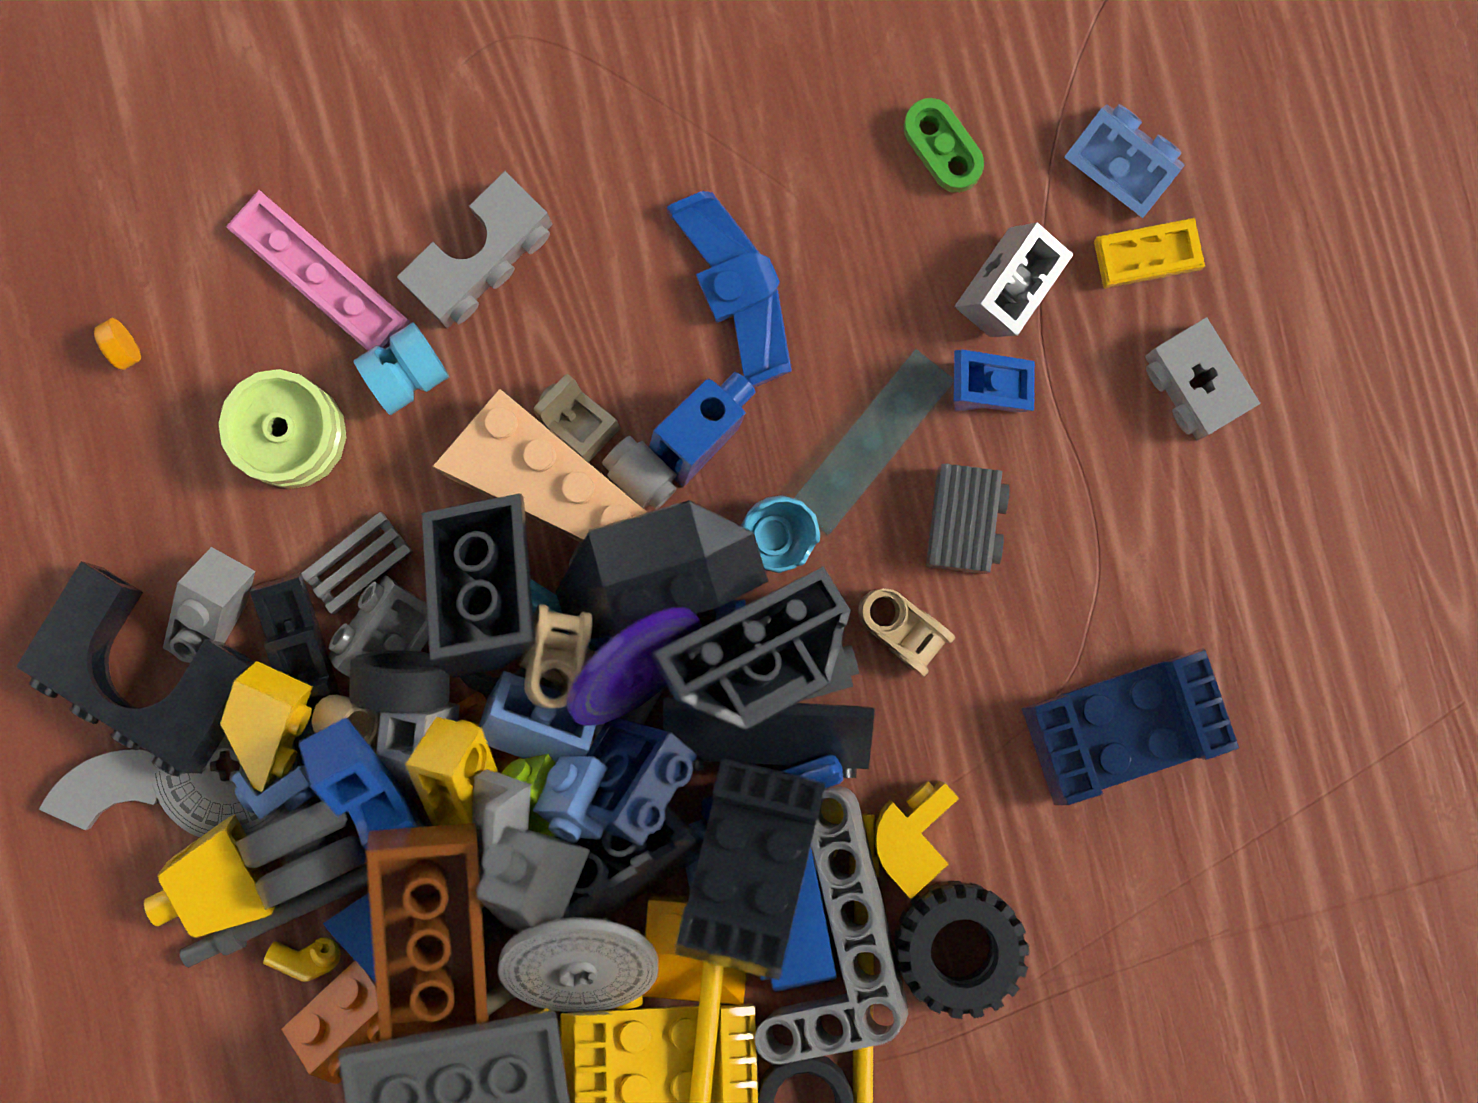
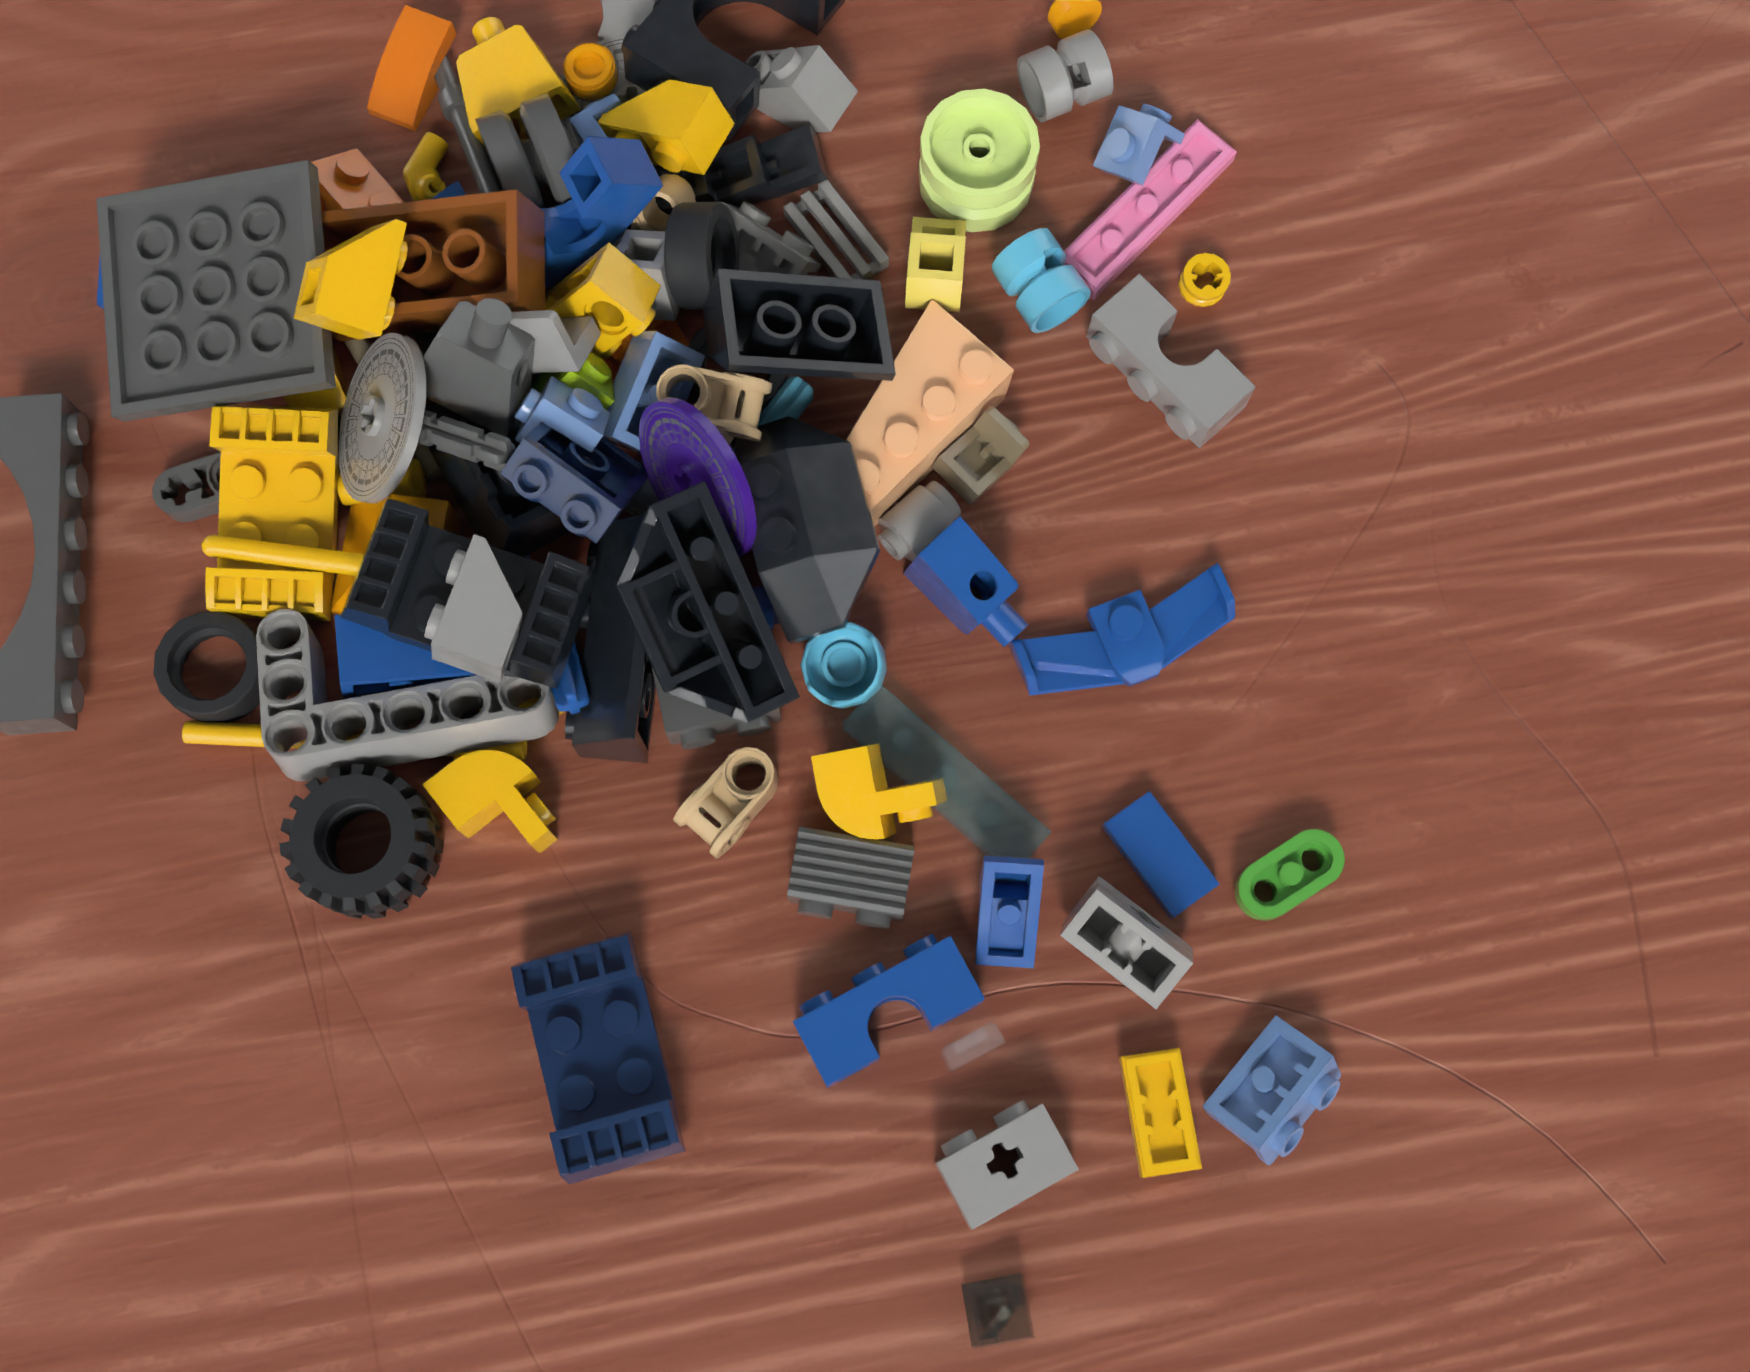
camera: 90 degrees right, 10 degrees down
(190, 355) = (1071, 73): none -> light grey wheel
(193, 985) = (407, 68): none -> orange slope
(195, 807) = (590, 71): none -> light orange tile
(256, 283) = (1134, 142): none -> medium blue bracket
(374, 223) = (1200, 265): none -> yellow bush
(389, 465) = (935, 263): none -> light yellow brick
(461, 997) = (353, 283): none -> yellow slope
(606, 879) = (466, 441): none -> dark grey axle
(778, 850) = (480, 618): none -> light grey slope
(901, 511) = (857, 794): none -> yellow brick
(930, 255) = (1160, 855): none -> blue tile
(1094, 523) = (929, 979): none -> blue arch
(1106, 410) = (972, 1046): none -> clear tile
(1316, 383) = (997, 1311): none -> clear smoke tile

